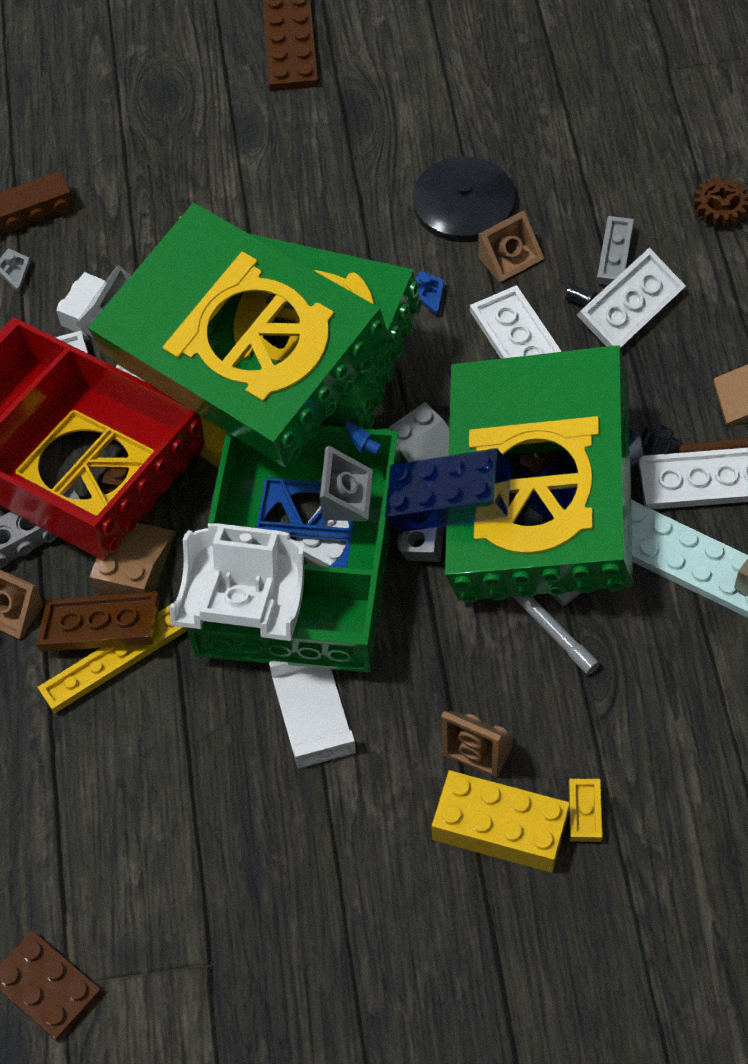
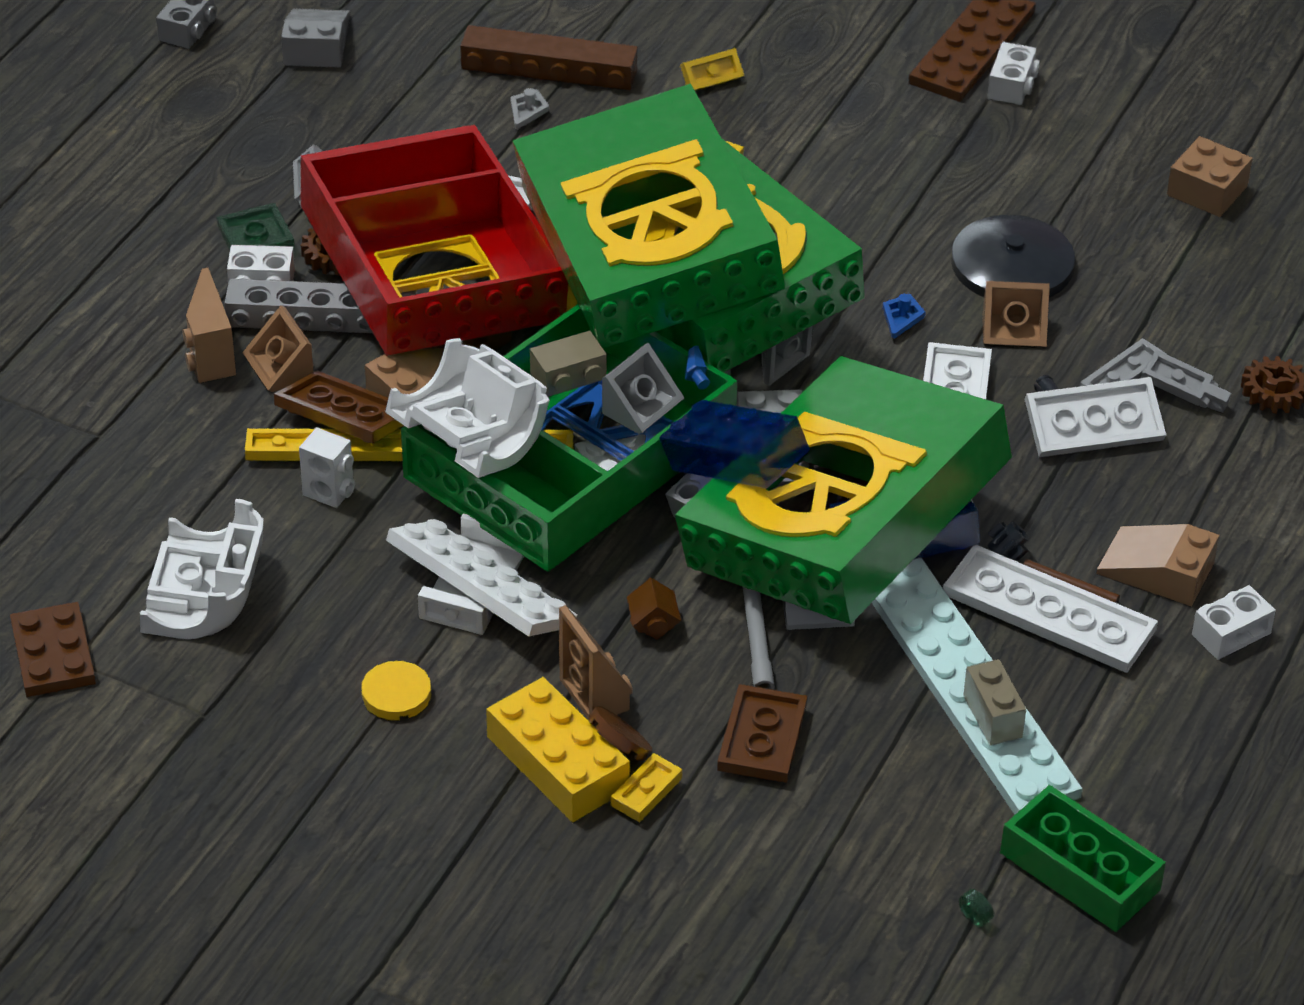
camera: 30 degrees right, 15 degrees down
(116, 842) = (203, 577): none -> white piece
(126, 159) = (712, 69): none -> yellow plate
(134, 686) = (326, 467): none -> white brick
(269, 494) = (568, 363): none -> dark tan brick
(325, 709) = (479, 576): none -> white plate
(337, 845) = (396, 690): none -> yellow tile
(341, 43) = (1013, 73): none -> white brick
(469, 655) = (653, 609): none -> reddish brown brick
(538, 779) = (620, 733): none -> reddish brown tile
(543, 56) = (1209, 176): none -> medium nougat brick
(625, 709) = (762, 733): none -> reddish brown plate
(663, 235) = (1186, 382): none -> light grey hinge

